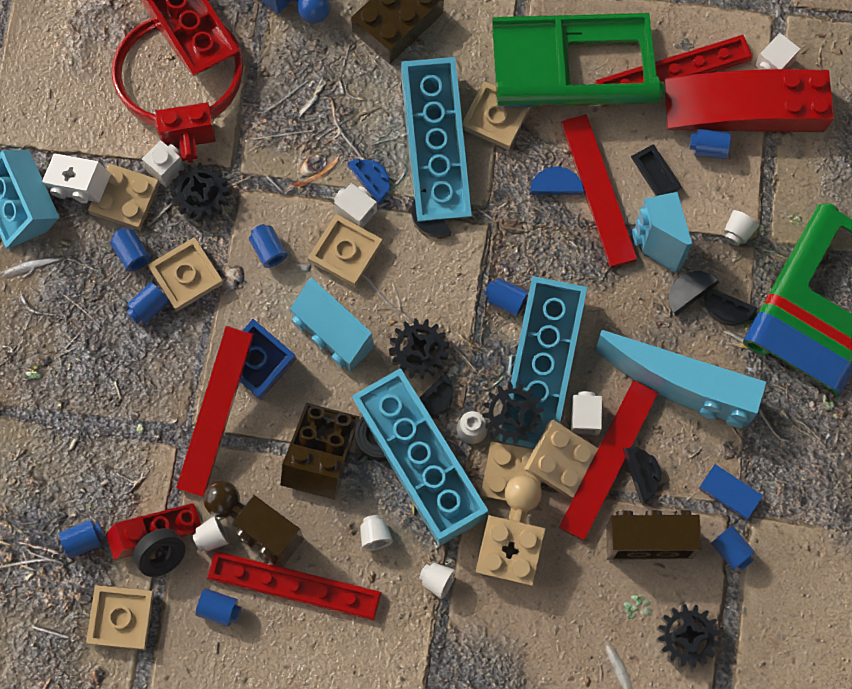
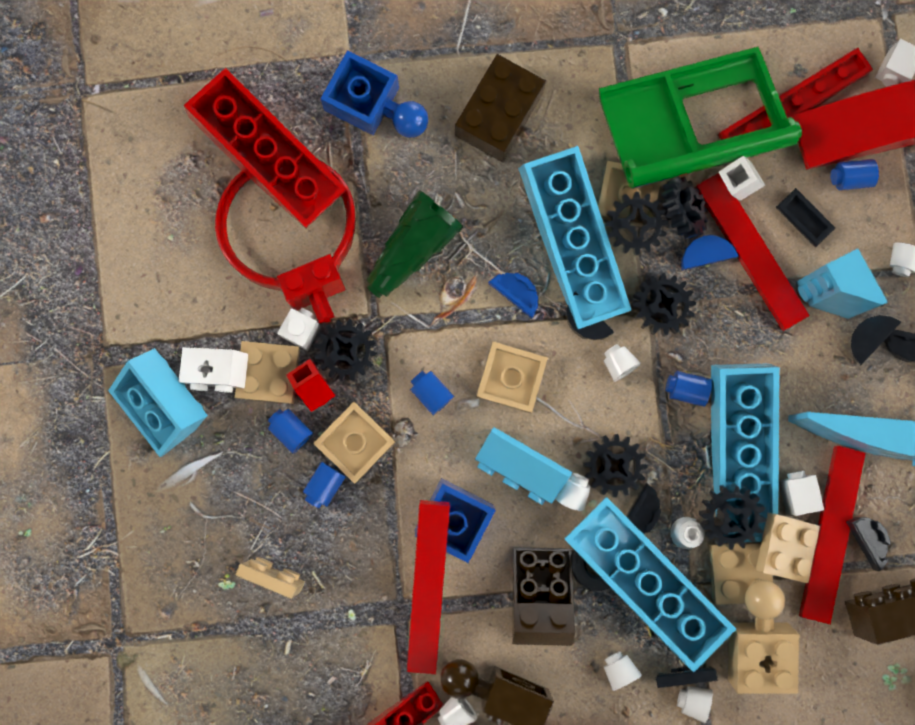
camera: 15 degrees left, 10 degrees up
(81, 372) = (261, 573): none -> tan plate
(159, 213) = (310, 385): none -> red brick
(286, 111) = (420, 234): none -> dark green cone
(355, 205) = (509, 326): white brick -> none
(374, 361) = (574, 492): none -> white hat
(433, 551) = (686, 676): none -> black tile
(449, 260) = (620, 362): none -> white hat
(503, 139) = (636, 237): none -> black gear
(511, 214) = (658, 295): none -> black gear
(542, 135) = (685, 207): none -> black gear
(601, 122) = (741, 178): none -> white brick

